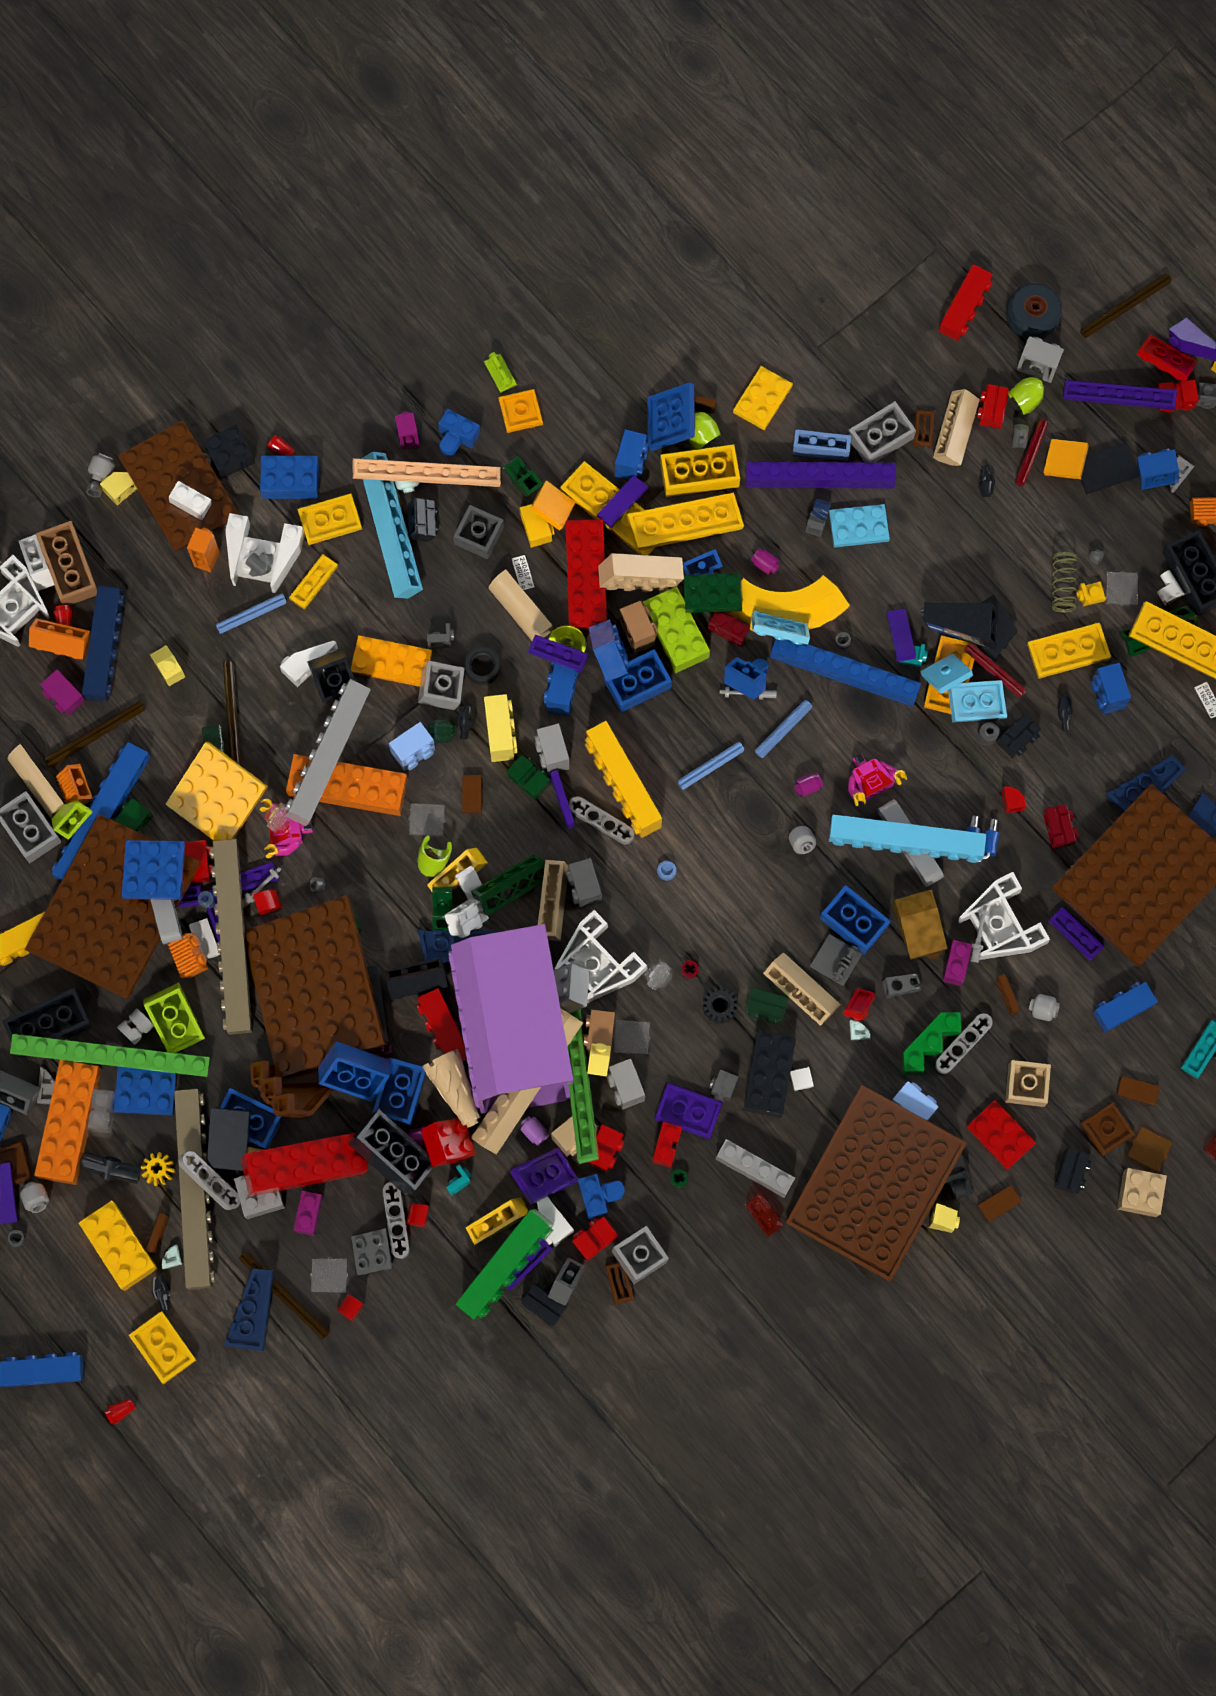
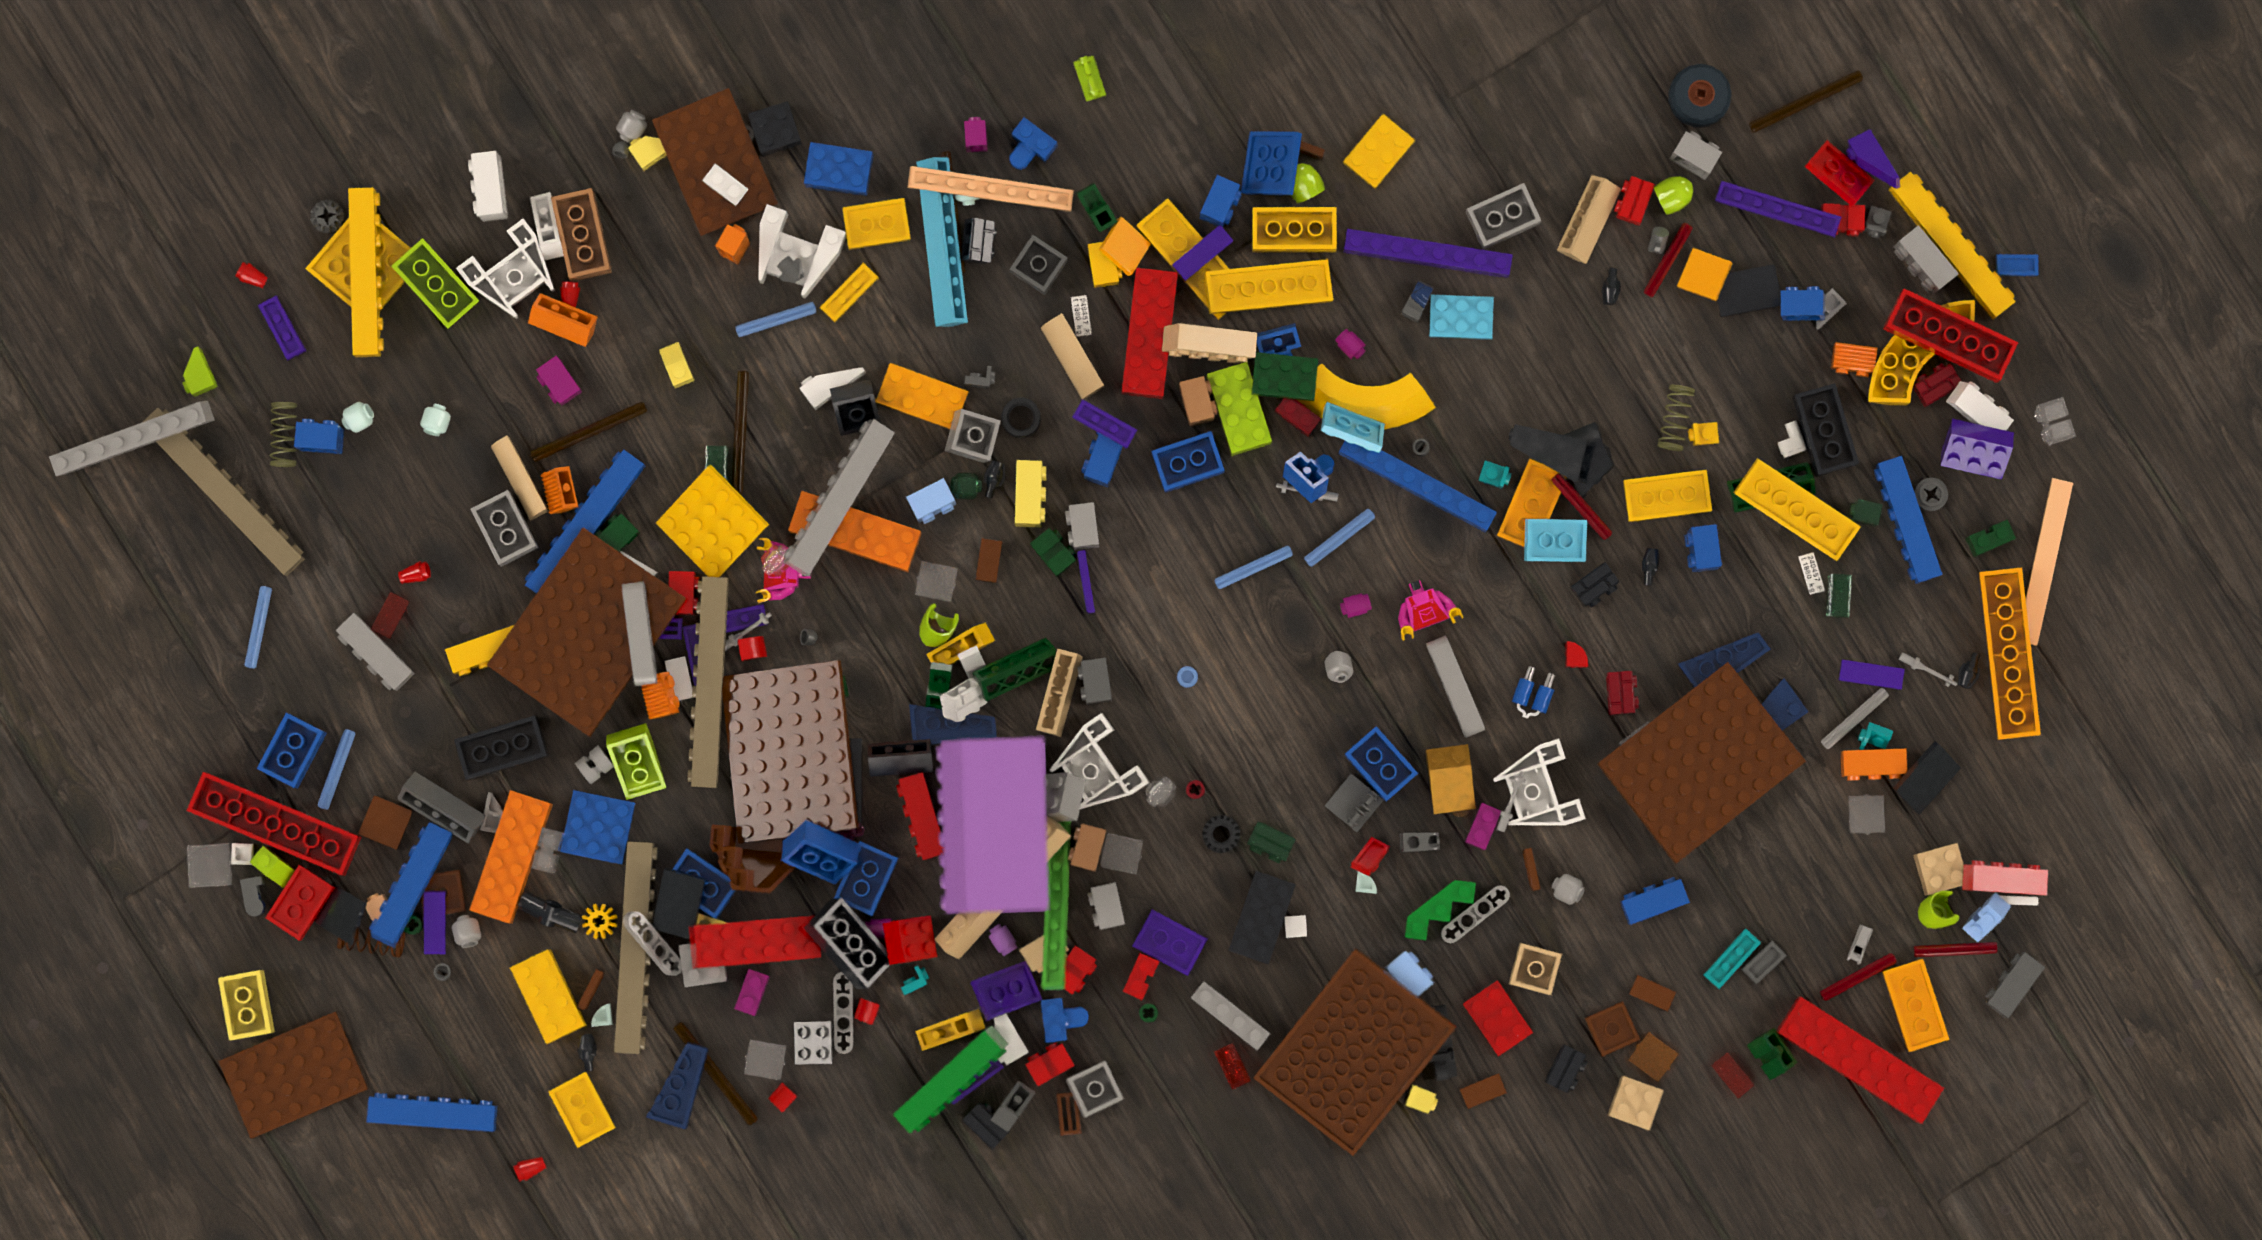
camera: 10 degrees right, 10 degrees up
(70, 818) = (550, 527): lime slope -> none
(102, 643) = (609, 331): dark blue brick -> none
(109, 1055) = (564, 793): bright green plate -> none
(153, 870) = (635, 604): blue plate -> none
(202, 897) = (682, 635): clear light blue pin -> none
(280, 447) = (833, 132): red cone -> none
(453, 1084) = (923, 882): tan cone -> none
(520, 411) = (1106, 126): light orange tile -> none
(568, 632) = (1118, 404): neon yellow dish -> none
(599, 823) = (1125, 610): light grey beam -> none
(599, 1059) = (1081, 879): light yellow brick -> none
(609, 650) = (1160, 426): blue brick -> none
(623, 779) = (1155, 571): yellow brick -> none
(723, 1086) = (1210, 922): flat silver brick -> none
(801, 988) = (1311, 829): tan brick -> none
(821, 445) = (1434, 219): medium blue brick -> none
(901, 635) = (1485, 451): dark purple tile -> none
(907, 837) = (1452, 684): medium azure brick -> none
(922, 443) = (1548, 231): reddish brown tile -> none
(946, 673) = (1526, 506): medium azure plate -> none
(965, 303) = (1625, 72): red brick -> none
(985, 738) = (1558, 584): flat silver brick -> none
(1076, 933) = (1617, 812): dark purple tile -> none
(1096, 556) = (1717, 392): dark grey hinge -> none
(1122, 588) = (1740, 432): clear piece -> none

